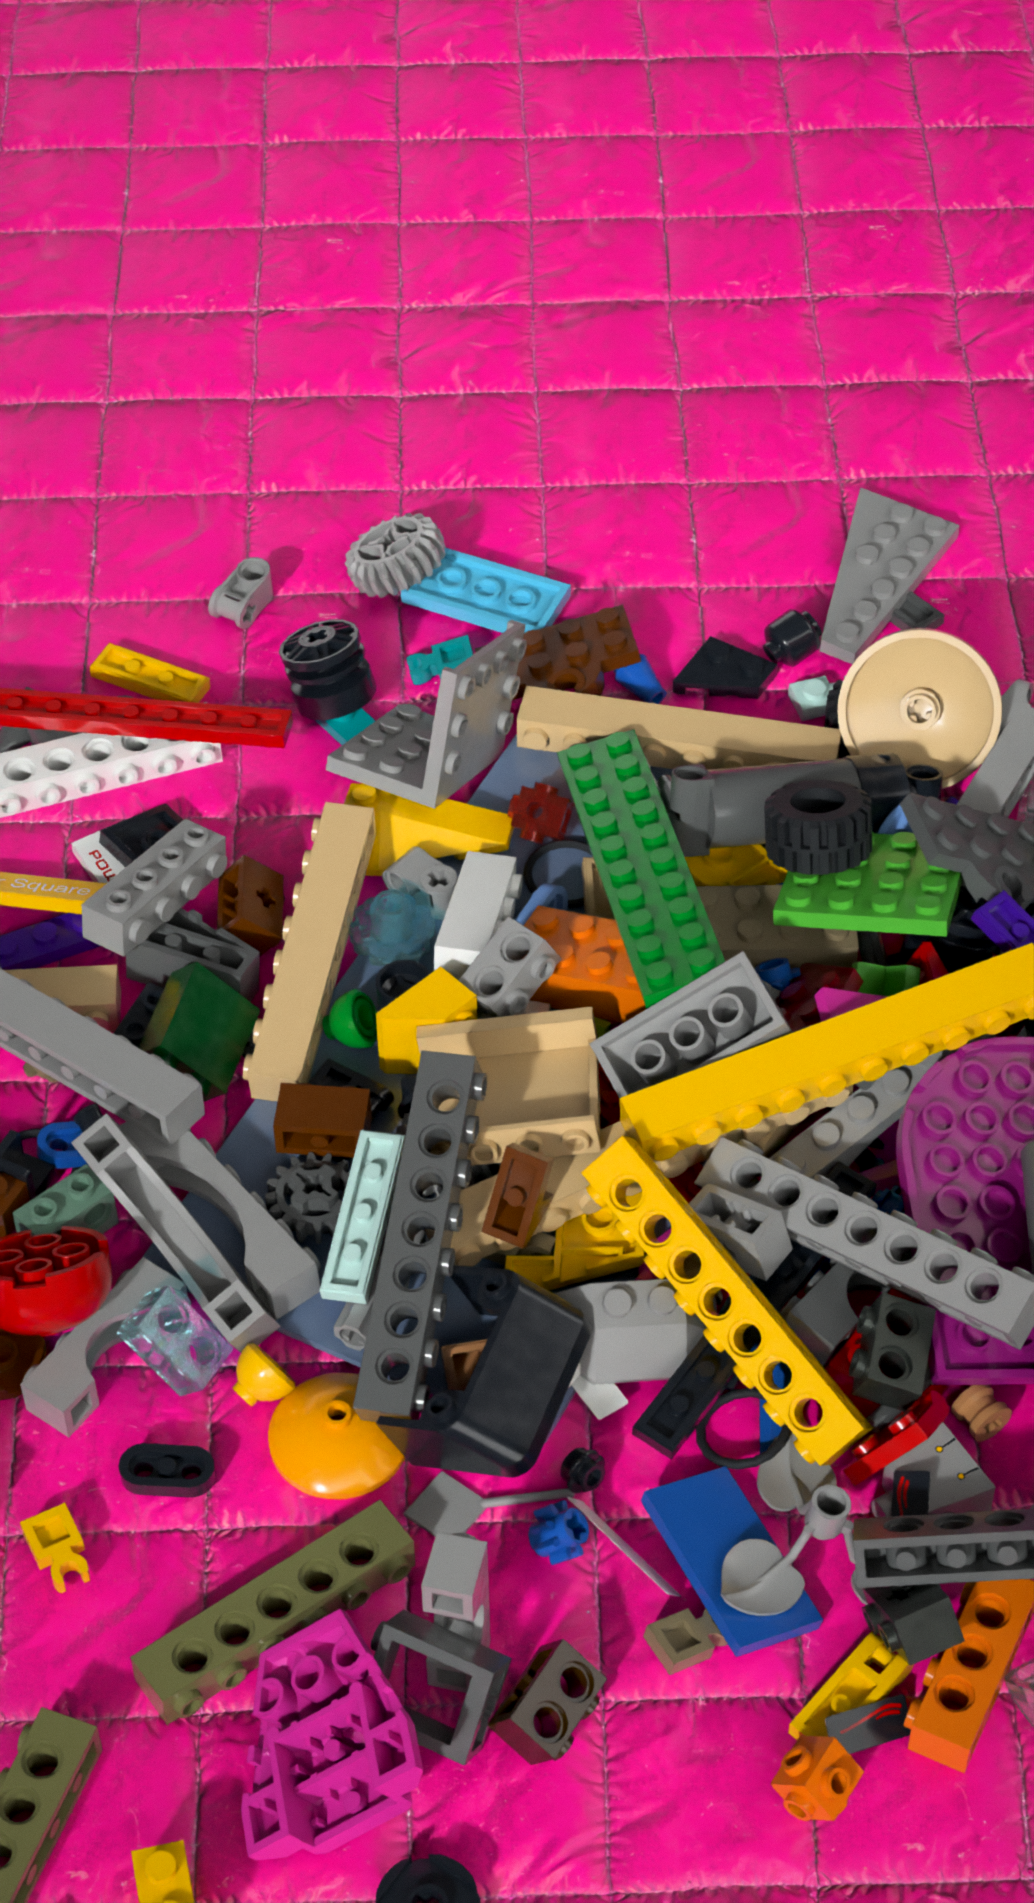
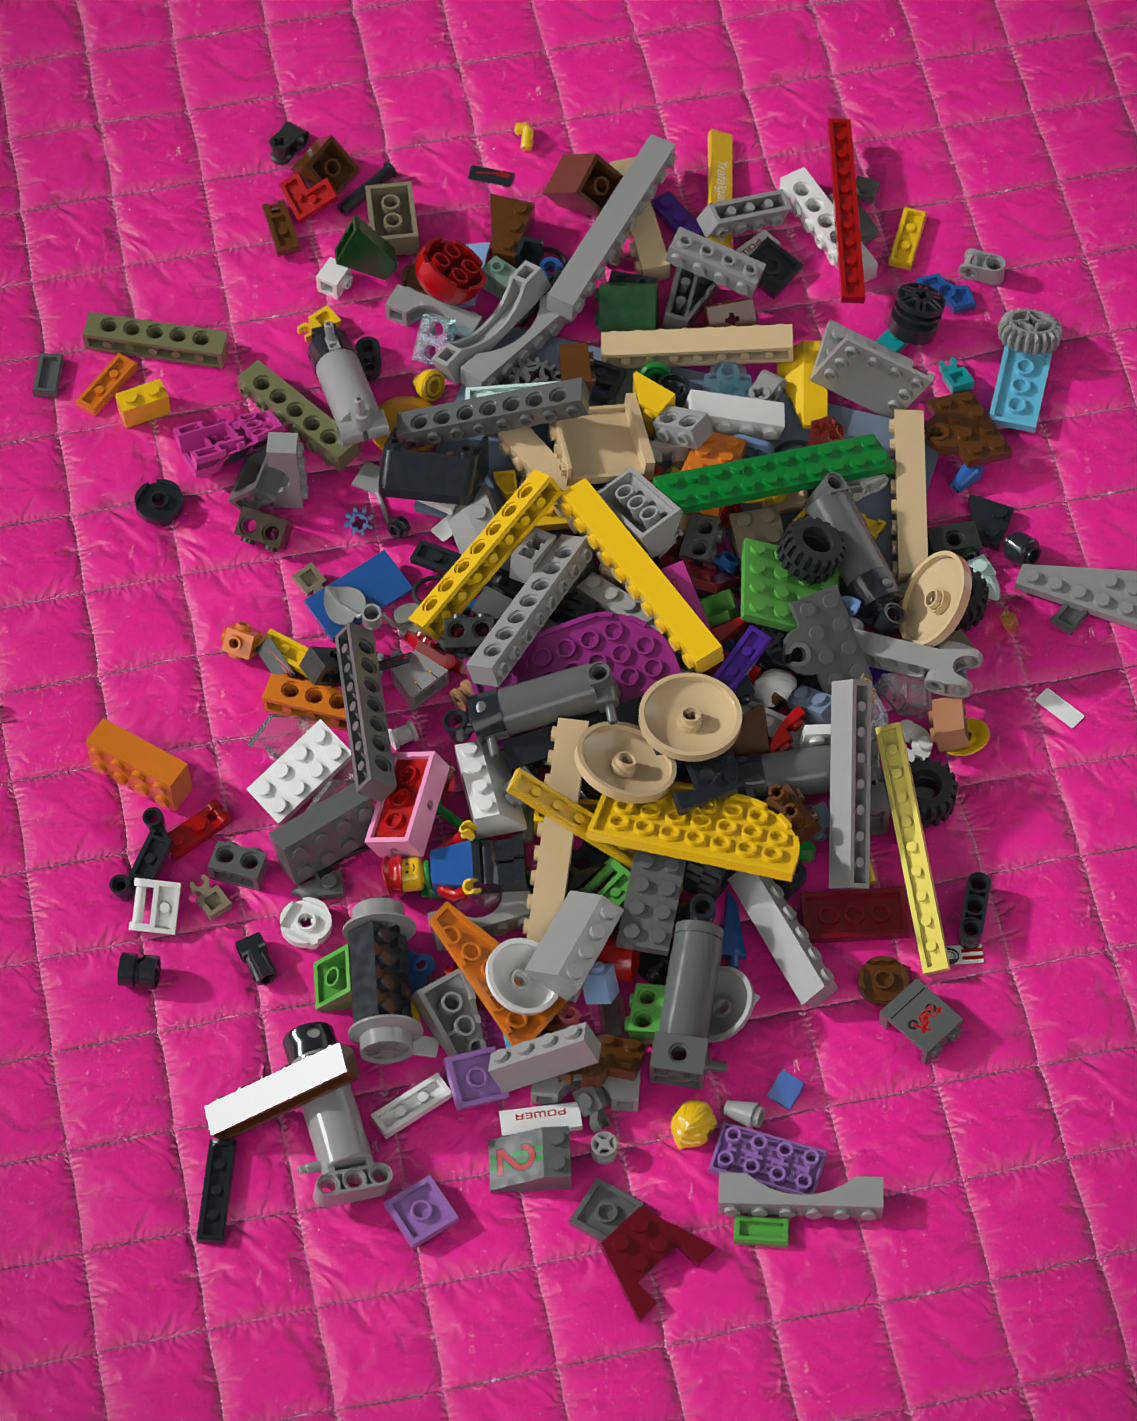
camera: 80 degrees right, 10 degrees up
(54, 845) = (744, 214): none -> light grey brick
(256, 1494) = (345, 386): none -> light grey piece
(261, 660) = (957, 297): none -> blue tile
(519, 1195) = (526, 453): reddish brown slope -> none
(619, 1542) = (360, 550): white sticker -> none
(767, 695) = (960, 534): none -> pearl dark grey brick

